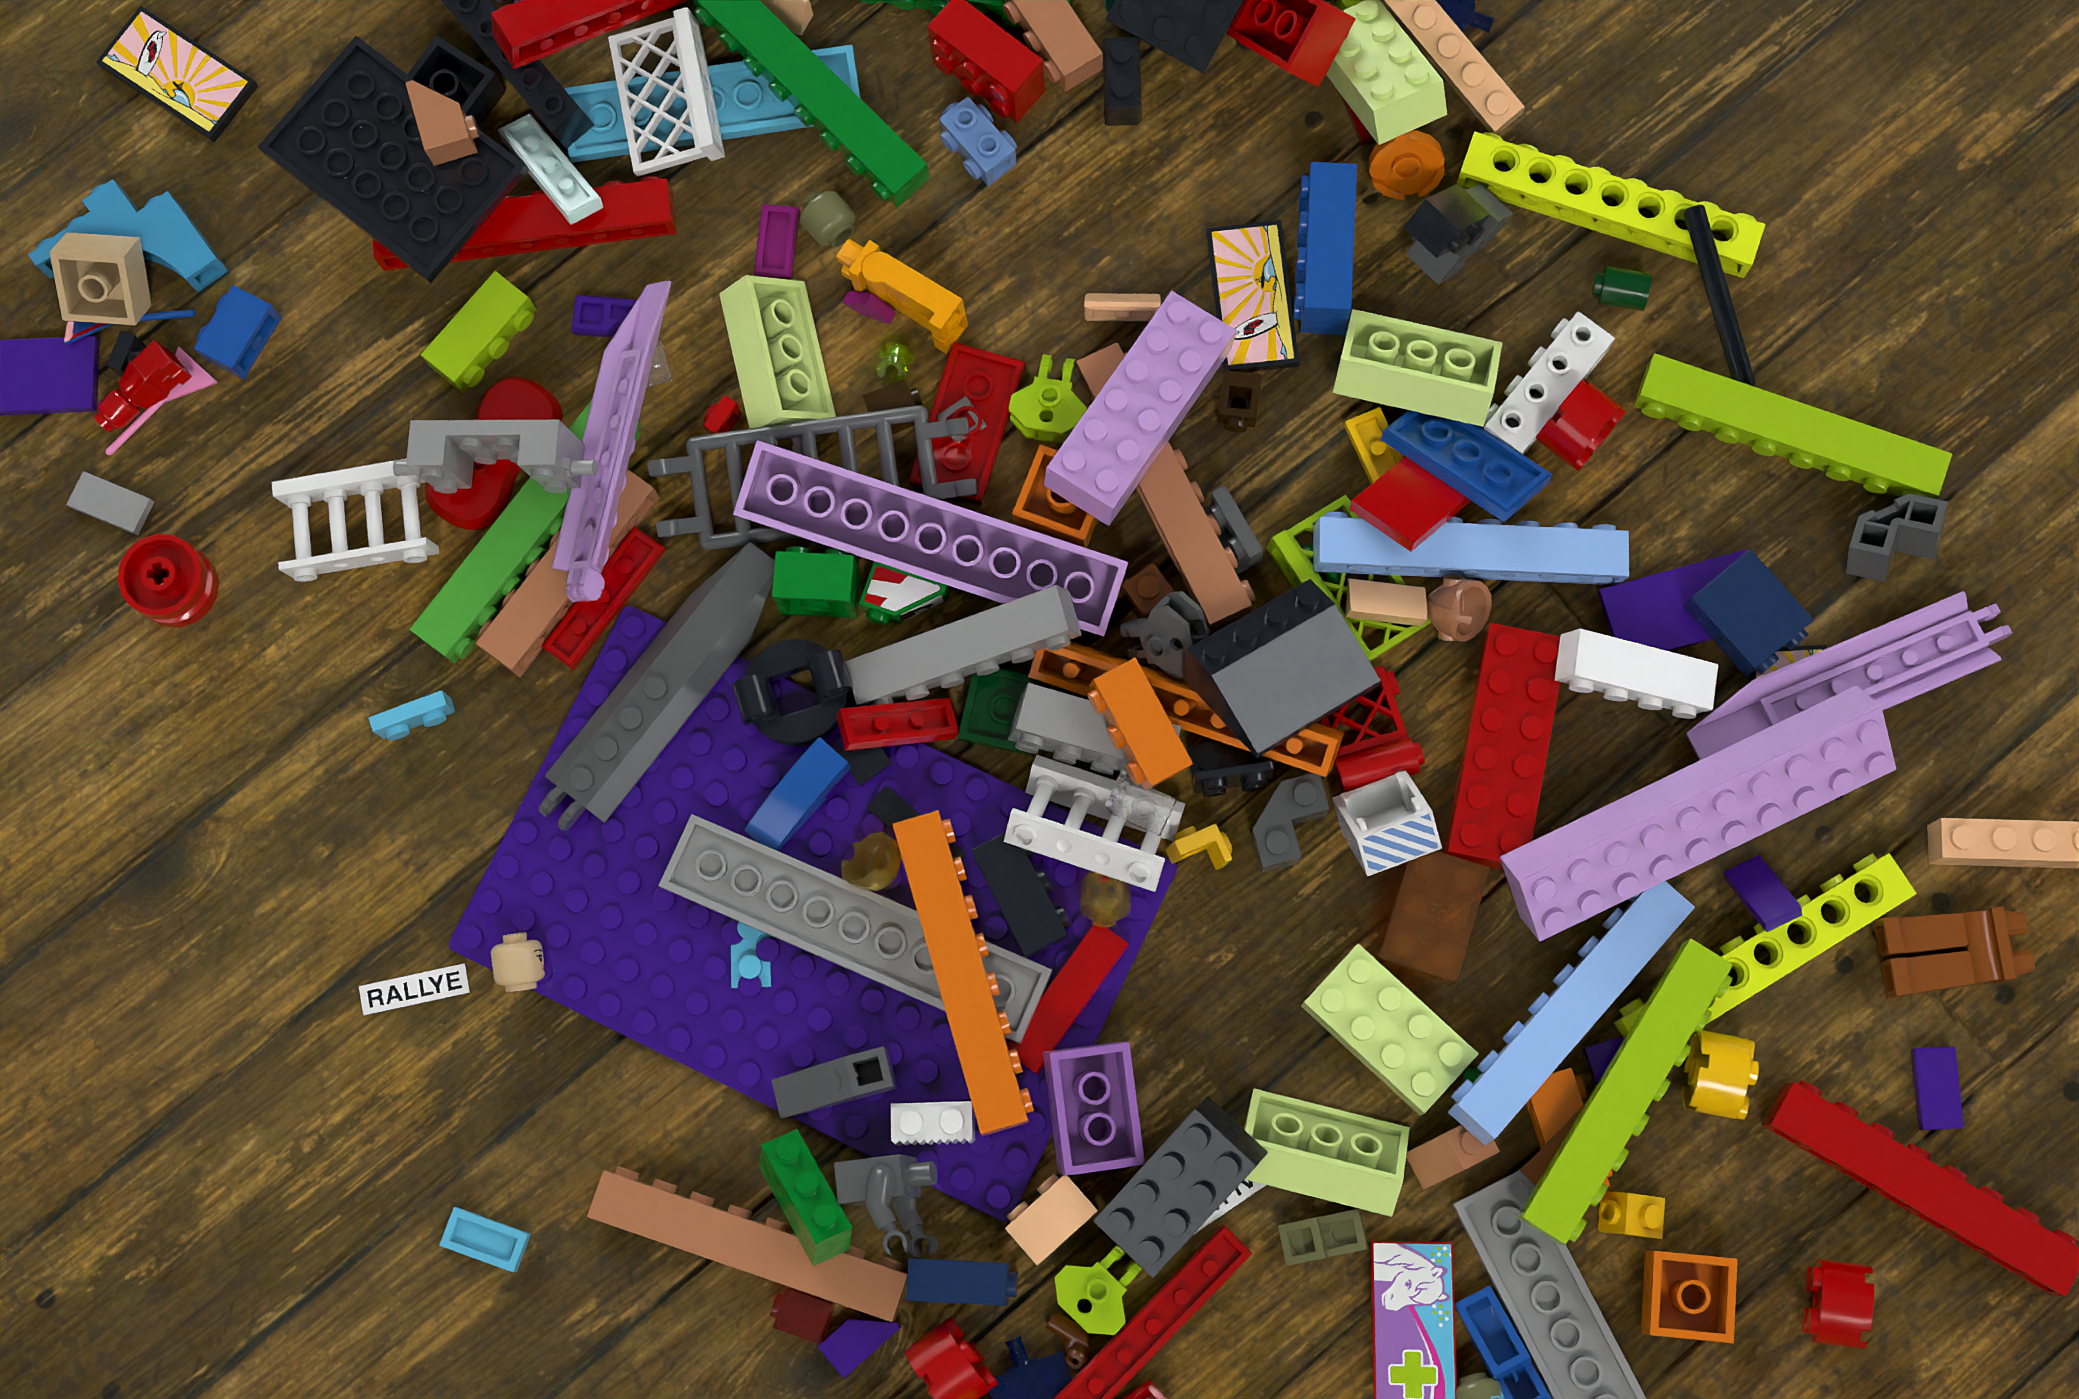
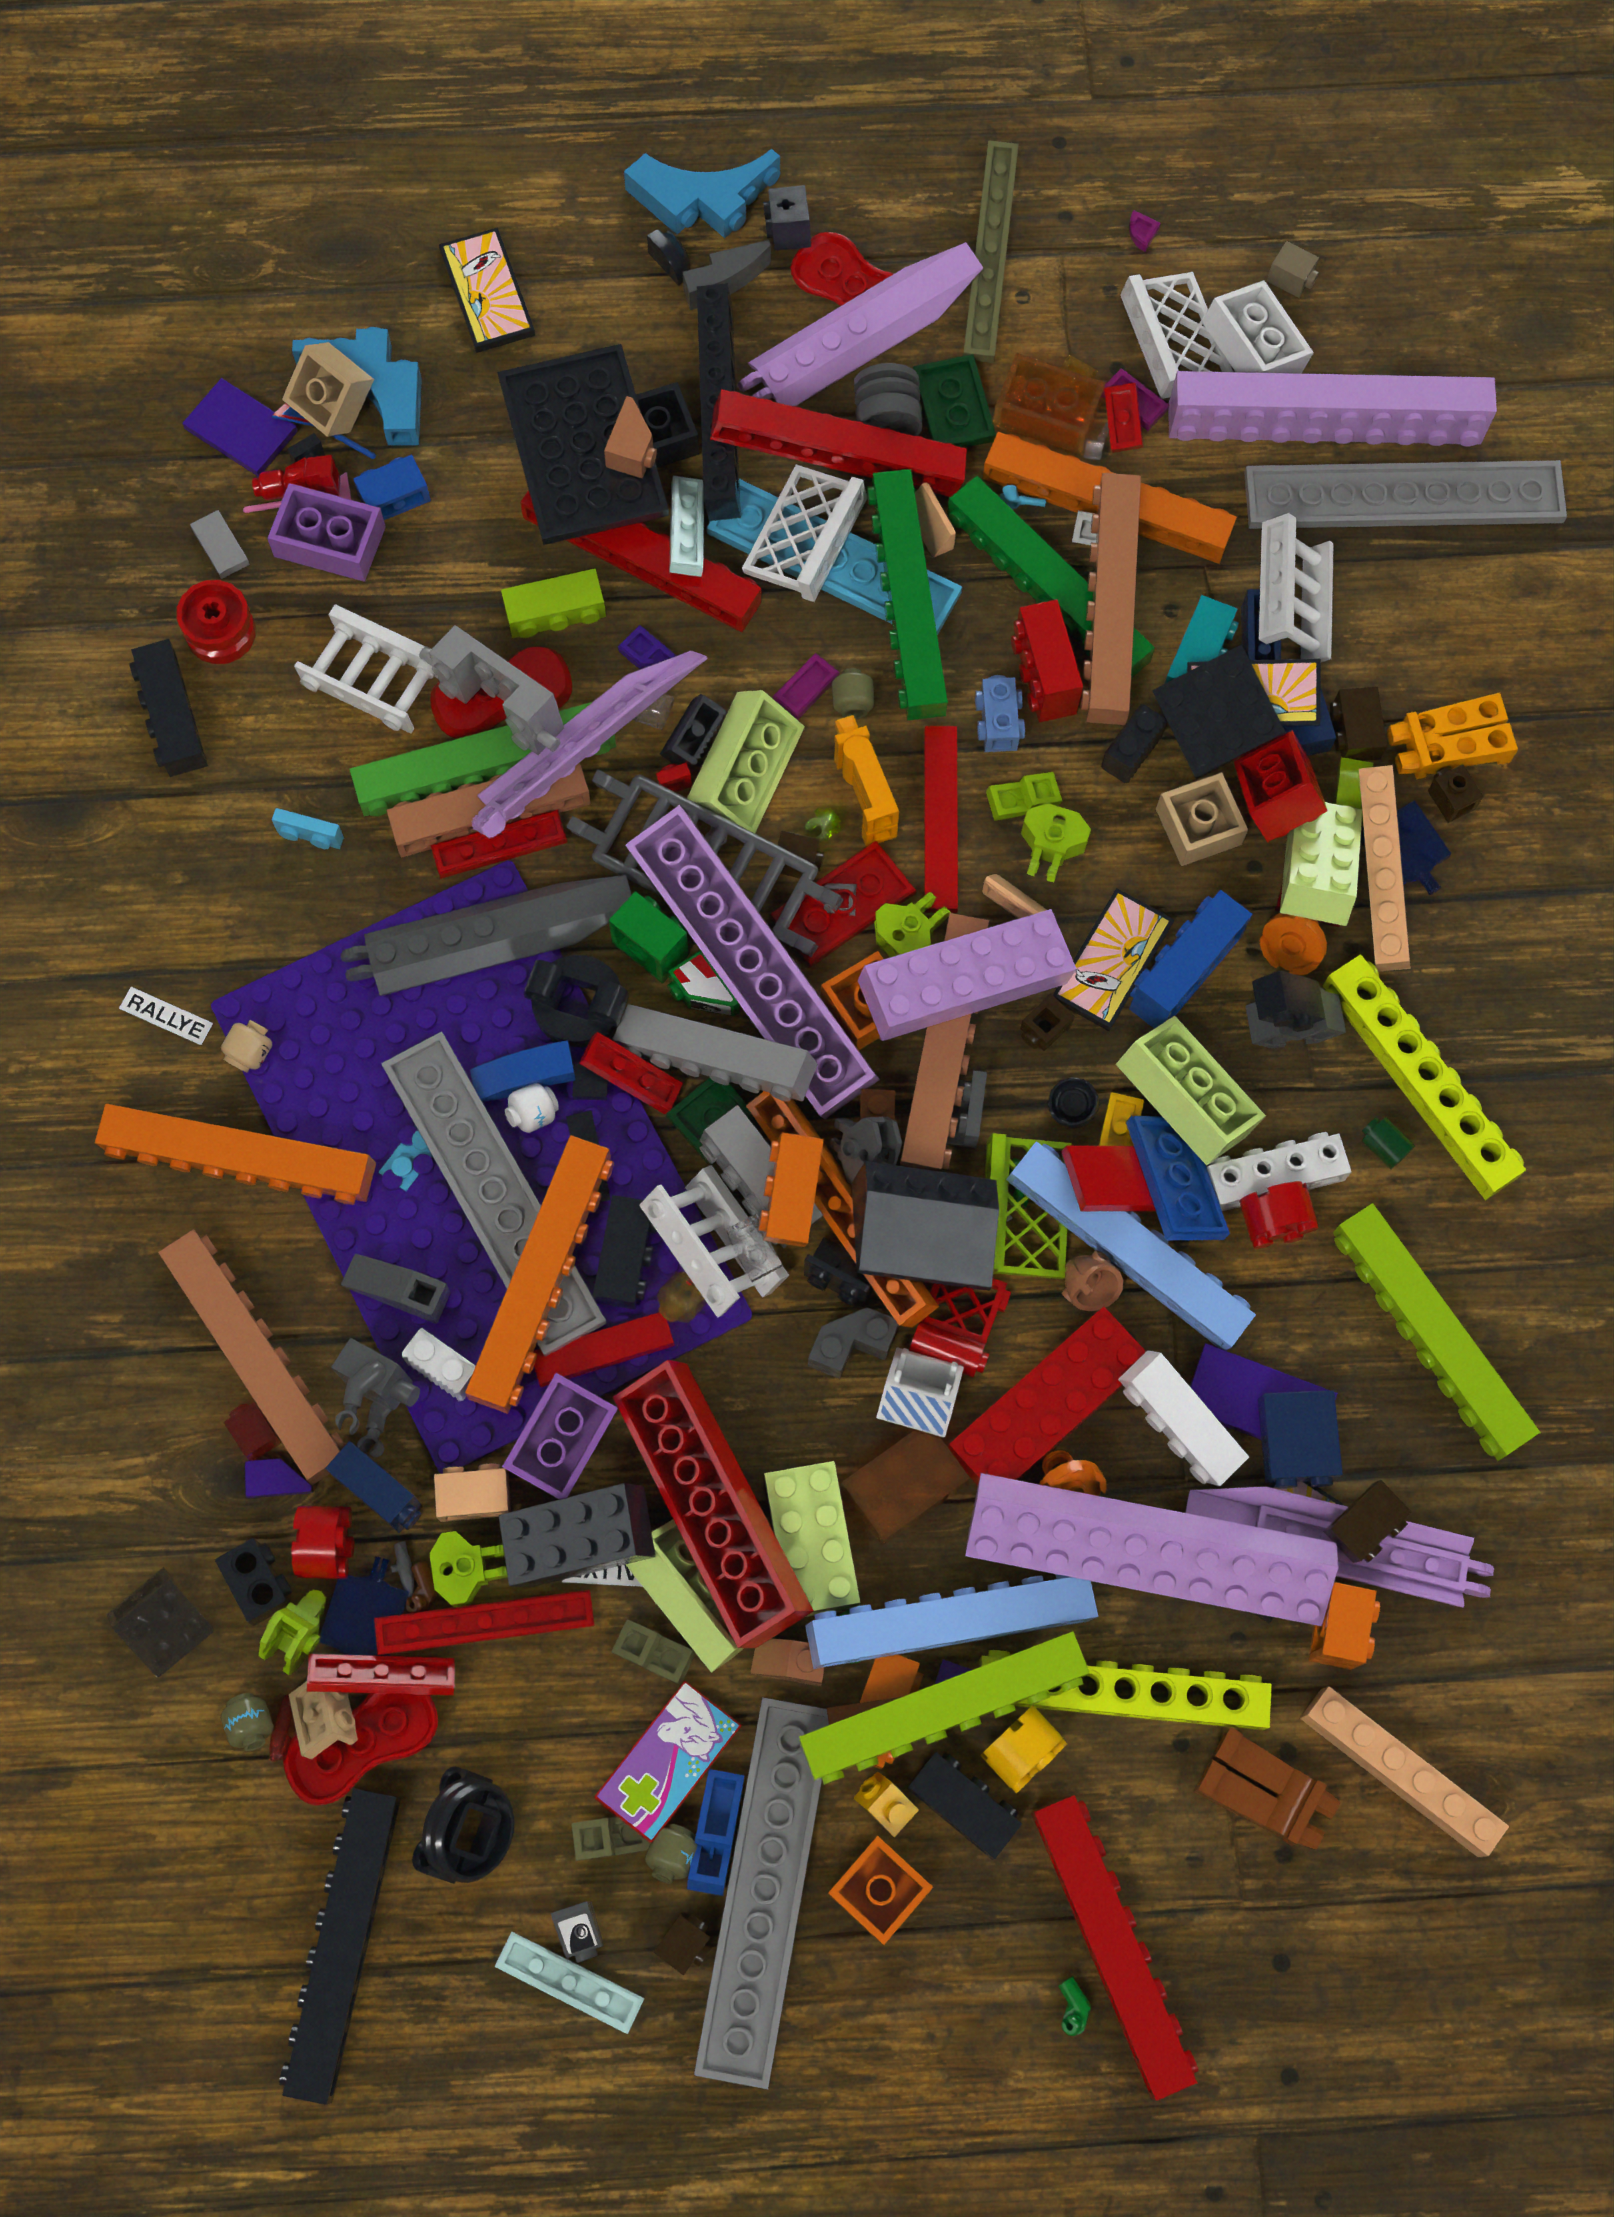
camera: 25 degrees right, 5 degrees down
(187, 696) = (168, 708): none -> black brick
(207, 418) = (326, 532): none -> medium lavender brick
(485, 1239) = (80, 1219): medium azure tile -> none
(585, 1070) = (235, 1153): none -> orange brick
(707, 360) = (693, 731): none -> black brick
(805, 1197) = (314, 1349): green brick -> none
(831, 823) = (531, 1107): none -> white head
(869, 306) = (836, 775): magenta tile -> none
(874, 862) = (539, 1157): clear yellow hair -> none
(995, 276) = (941, 817): none -> red tile
(1038, 1332) = (403, 1566): none -> dark grey helmet
(1057, 203) = (1016, 798): none -> lime slope
(1116, 221) = (1053, 837): none -> lime hinge
(1192, 842) = (773, 1306): yellow bracket -> none
(1237, 108) = (1201, 819): none -> tan brick
(1280, 1065) = (712, 1505): none -> red brick
(1319, 455) = (1073, 1102): none -> black hair
(1386, 602) = (1041, 1238): light nougat slope -> none
(1580, 799) = (1072, 1475): none -> orange tile
(1703, 1162) = (965, 1804): none -> black brick
(1718, 295) = (1452, 1196): black axle -> none
(1763, 893) = (1156, 1645): dark purple tile -> none
(1839, 1303) = (984, 1978): red brick -> none
(1867, 645) = (1368, 1522): none -> dark brown brick
(1907, 526) = (1466, 1460): dark grey brick -> none
(1920, 755) = (1346, 1628): none -> orange brick
(1932, 1265) = (1077, 2009): none -> green arm
(1937, 1088) = (1180, 1883): dark purple tile -> none

